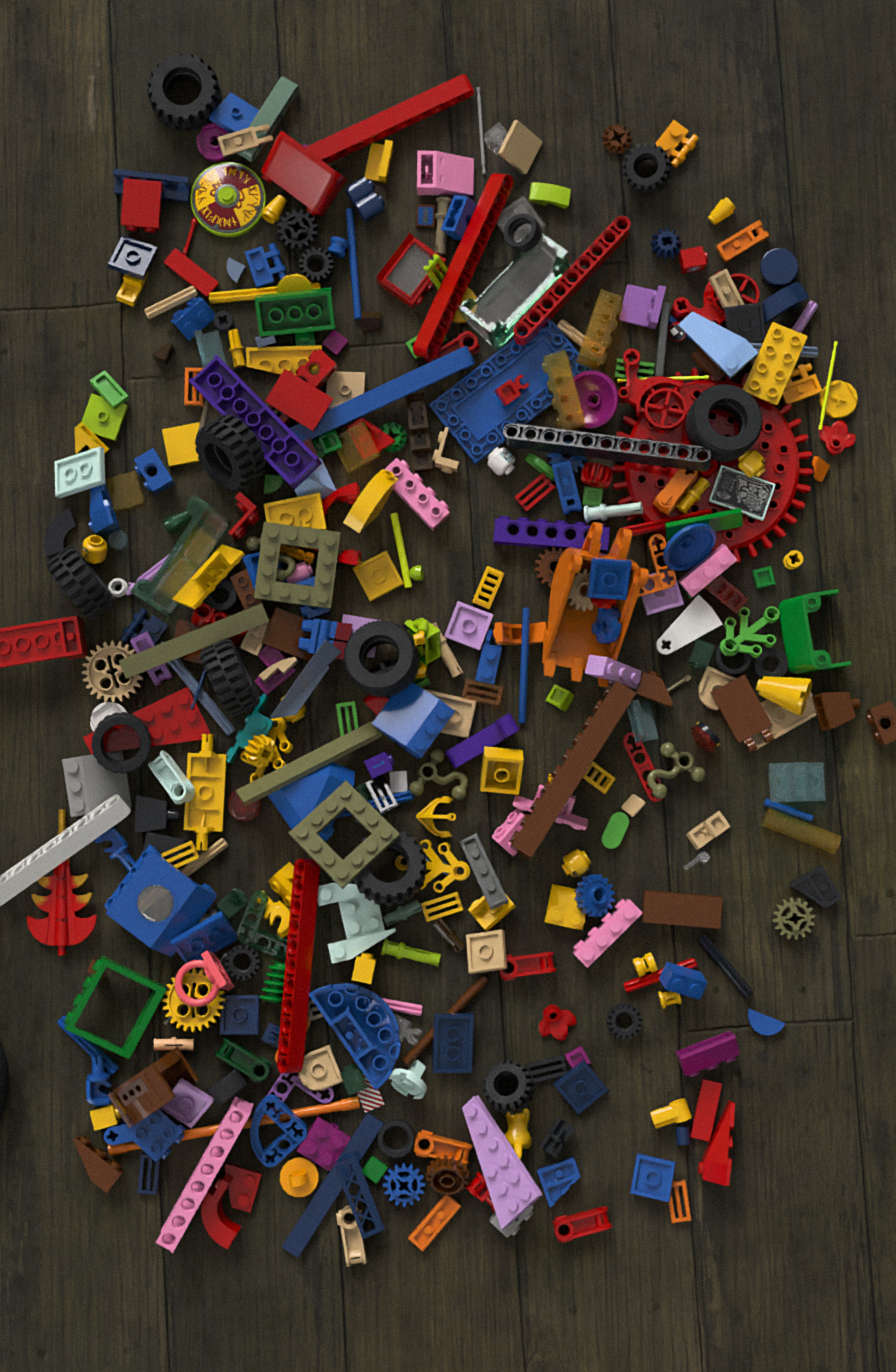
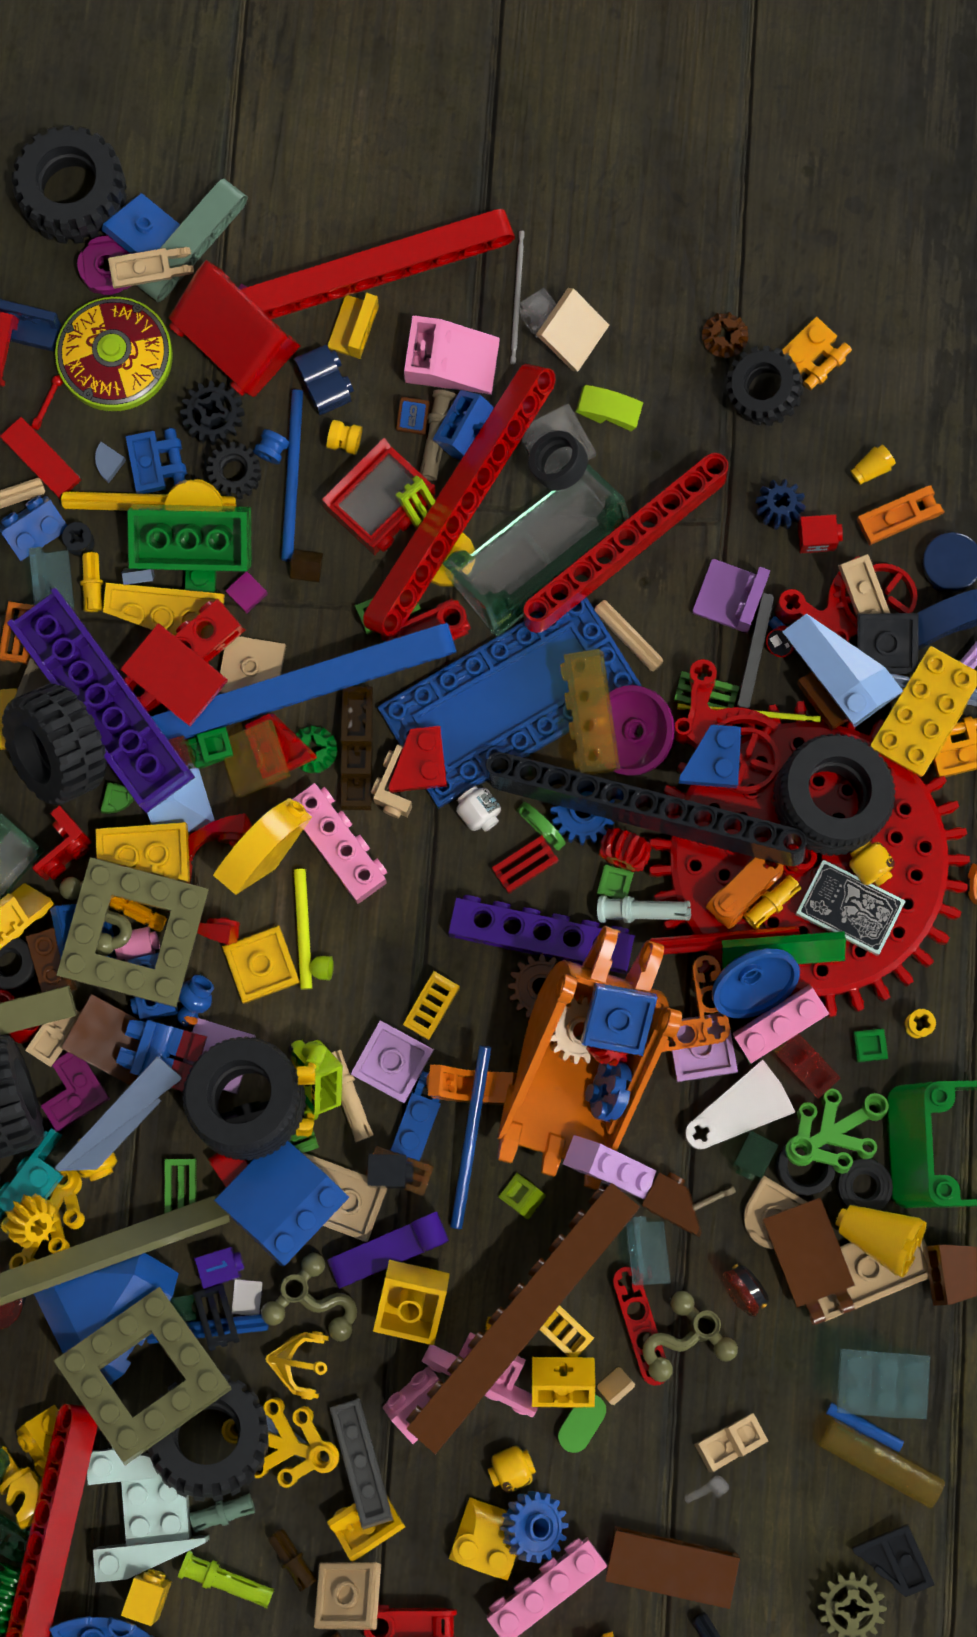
camera: 10 degrees right, 5 degrees down
(274, 209) = (181, 377): yellow cone -> none
(284, 665) = (89, 1089): tan slope -> none
(341, 602) = (196, 999): none -> blue animal
(383, 235) = (344, 437): none -> yellow wheel
(426, 911) = (260, 1515): yellow tile -> none
(461, 436) = (420, 762): none -> red wing
(477, 692) = (389, 1171): none -> black brick
(510, 391) = (506, 700): red plate -> none
(566, 486) = (575, 861): blue plate -> none
(599, 329) = (658, 623): clear yellow brick -> none
(601, 806) = (563, 1382): none -> yellow brick
(647, 410) = (715, 759): none -> blue wing

